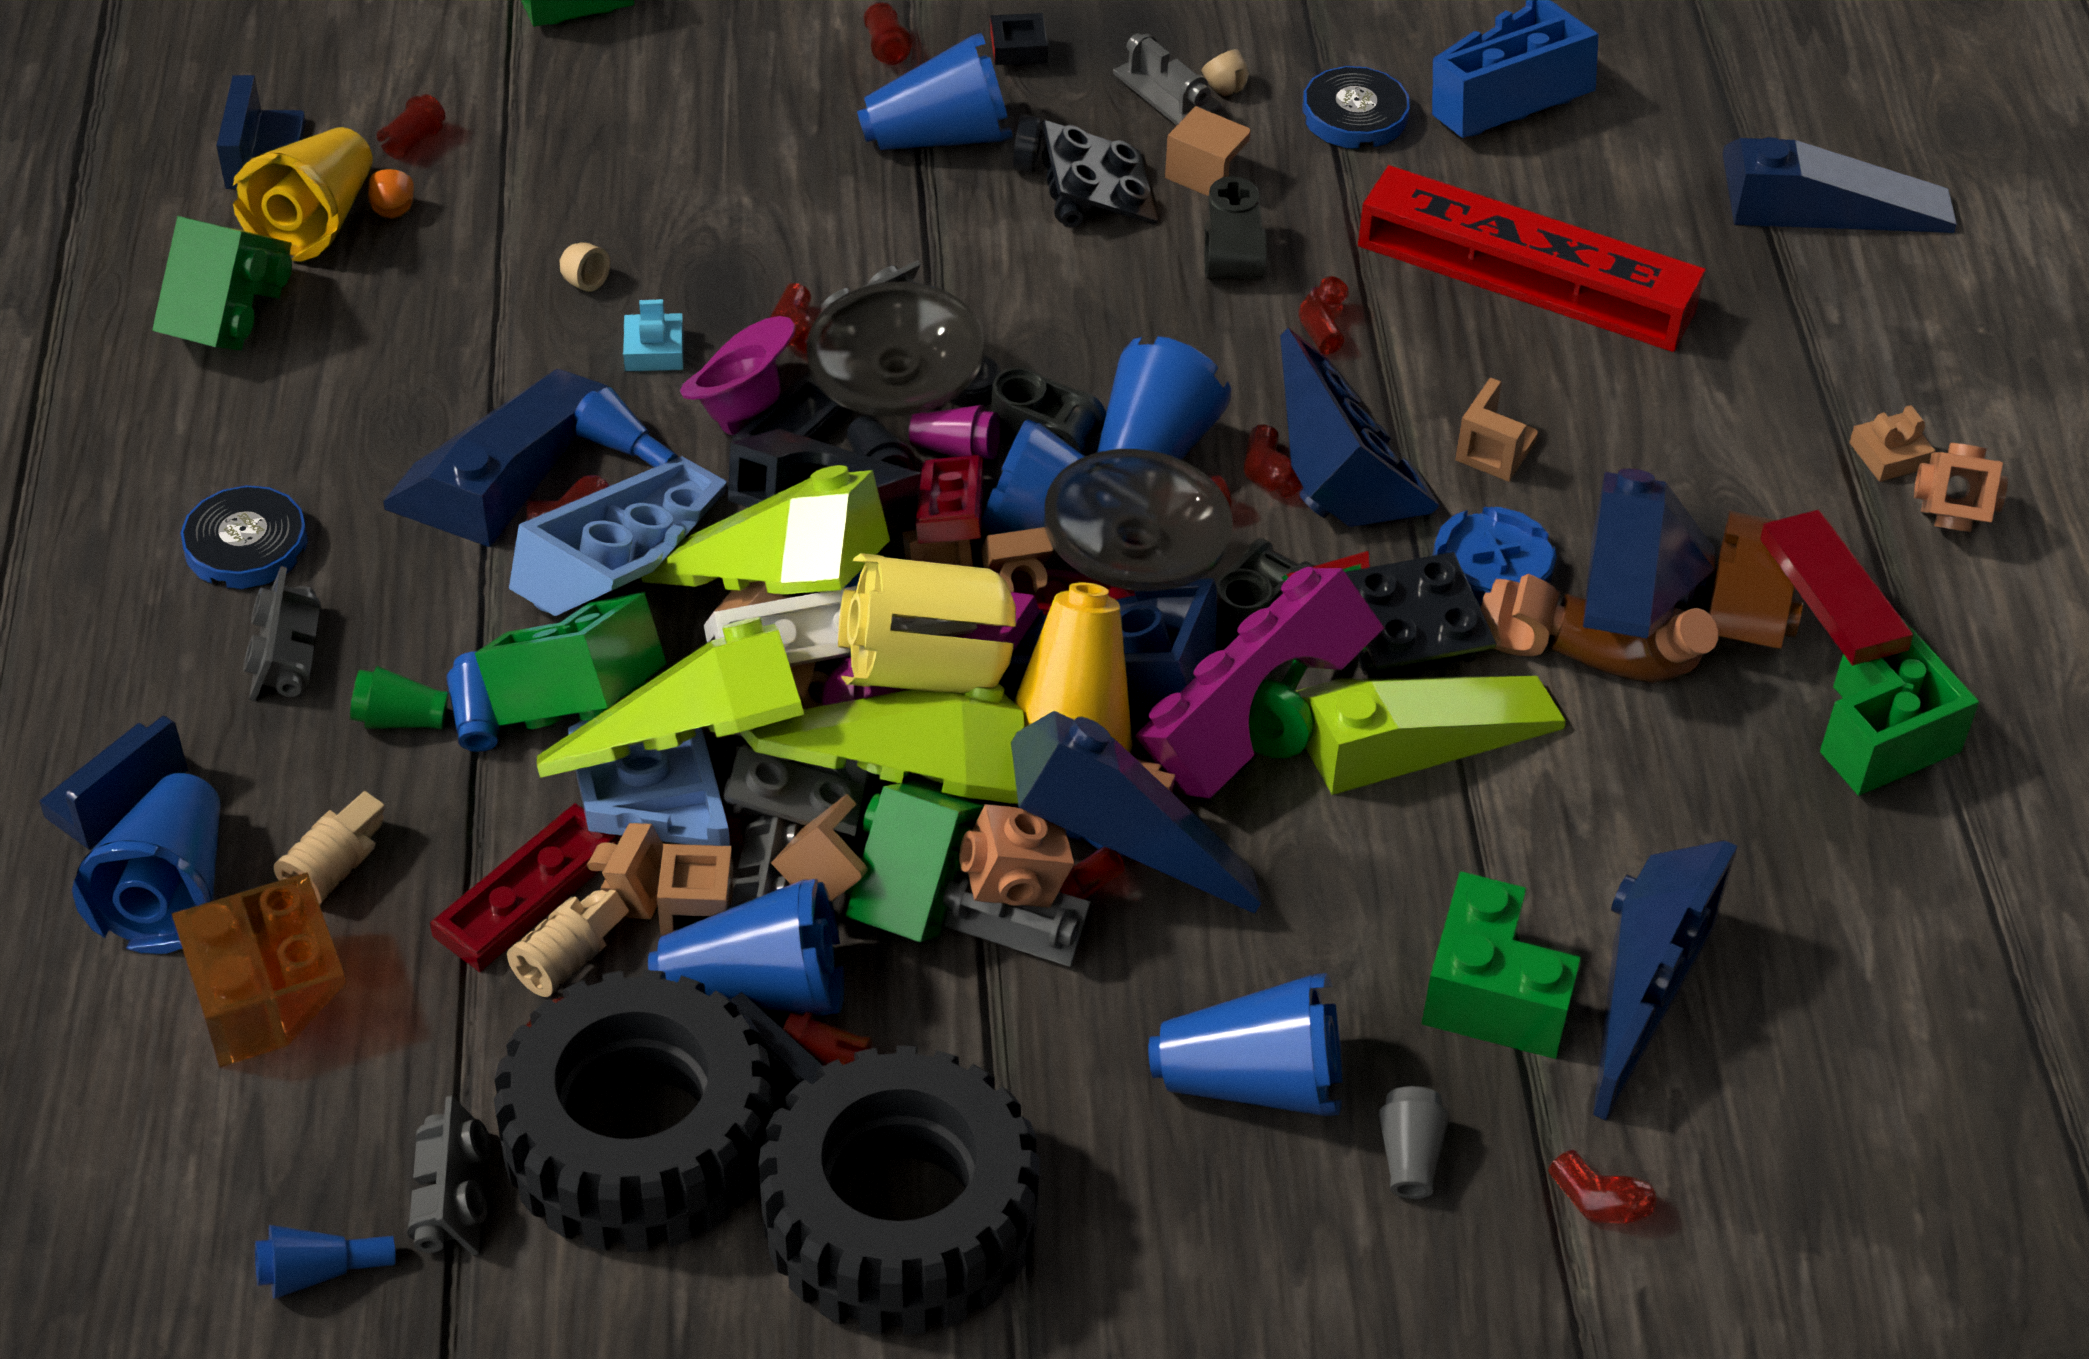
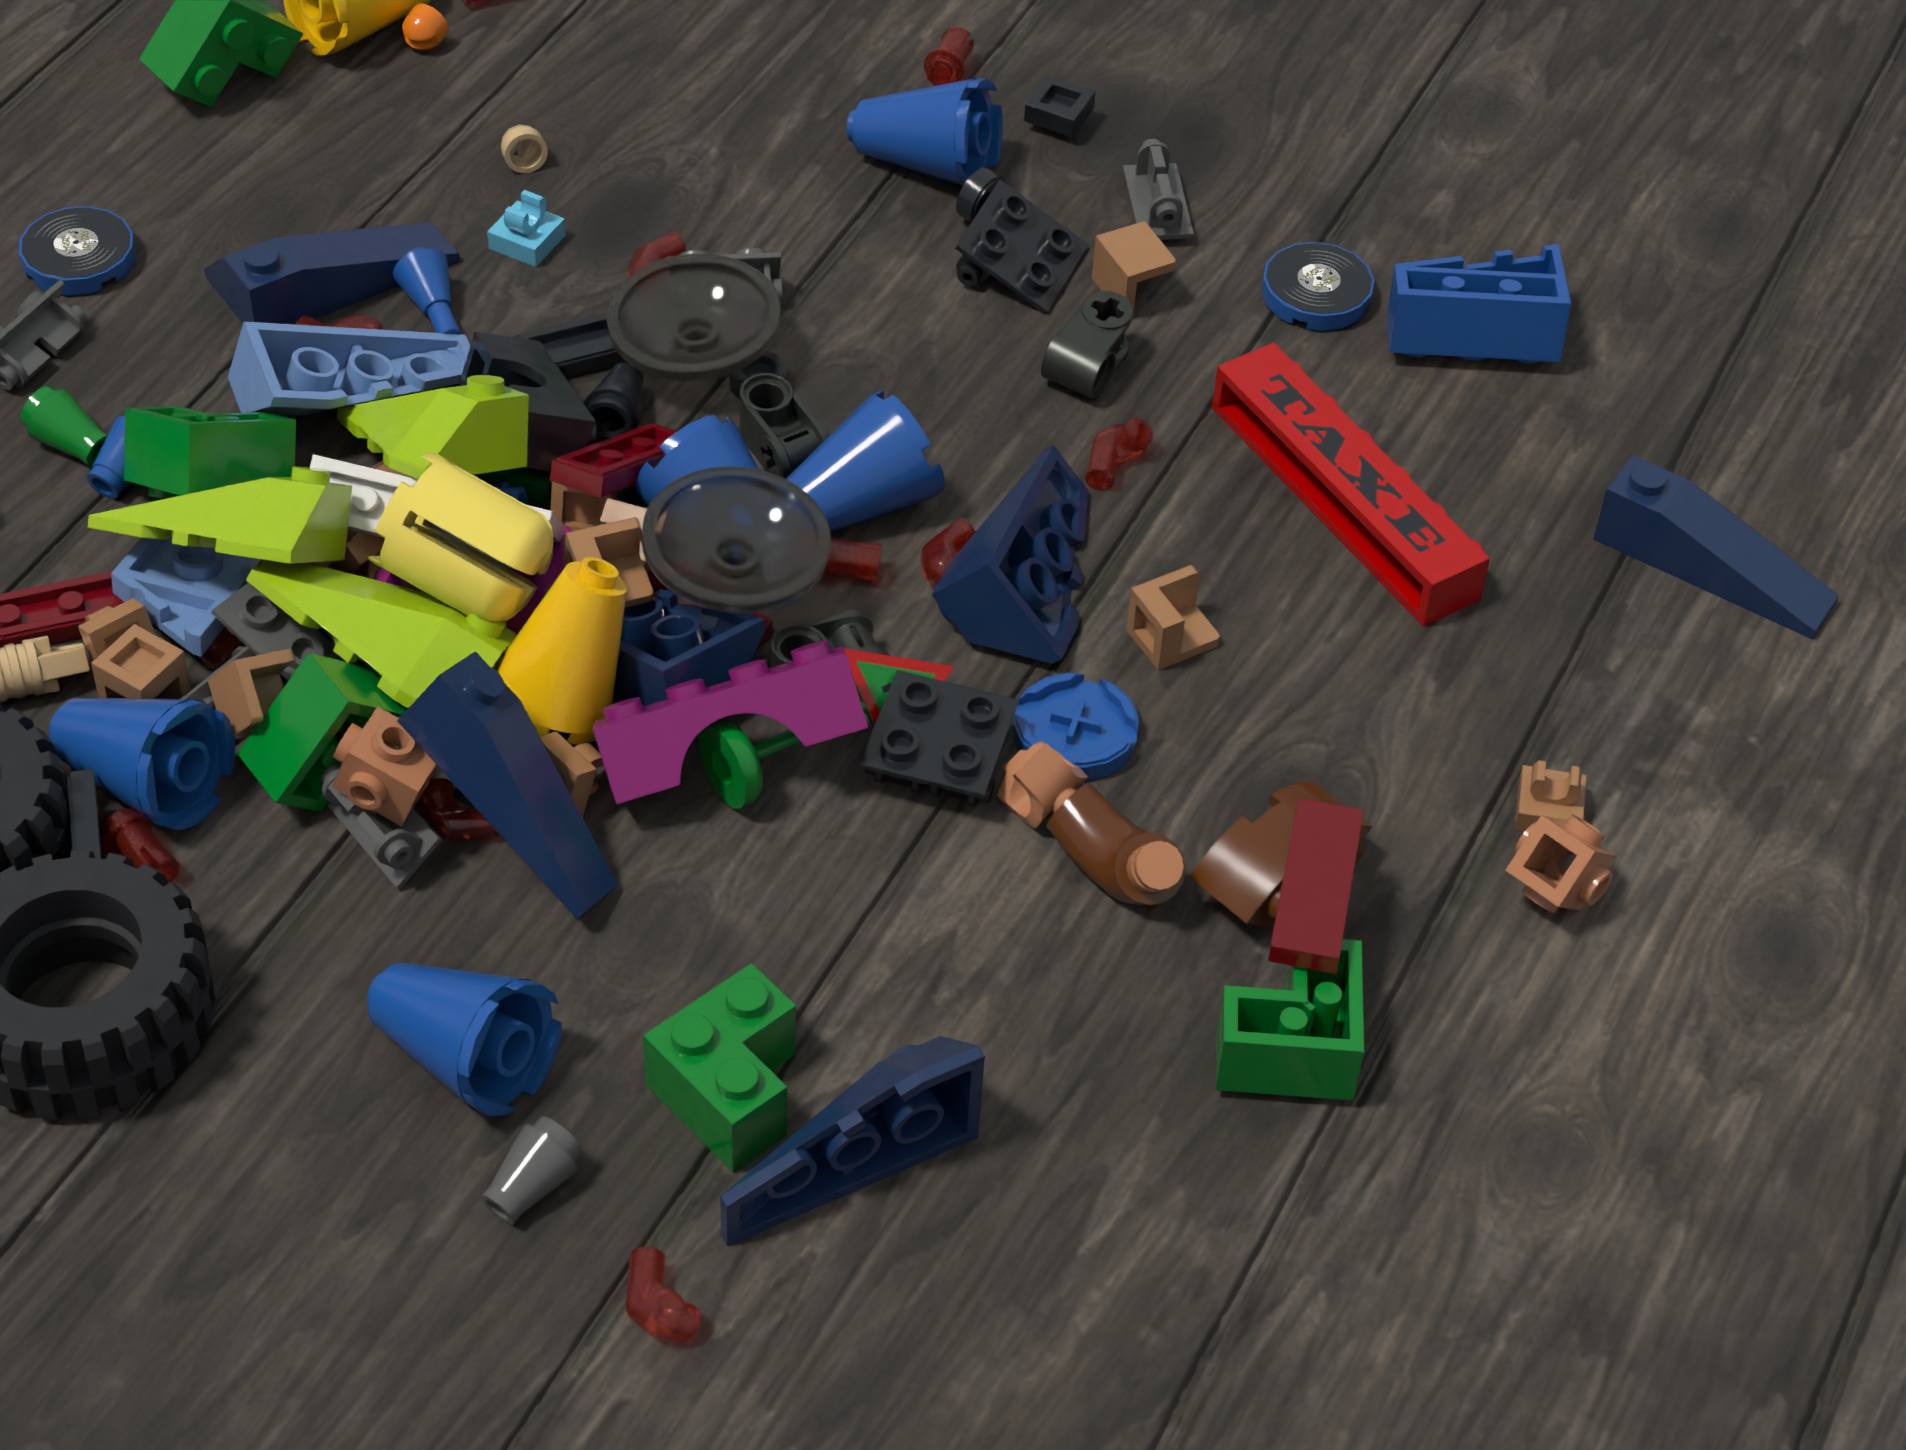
camera: 30 degrees right, 0 degrees up
(742, 374) = (555, 291): magenta piece -> none
(957, 432) = (690, 403): magenta cone -> none
(1034, 591) = (618, 545): none -> medium nougat panel
(1226, 73) = (1223, 206): tan hinge -> none
(1402, 725) = (859, 828): lime wedge -> none
(1642, 556) = (1179, 774): dark blue wedge -> none

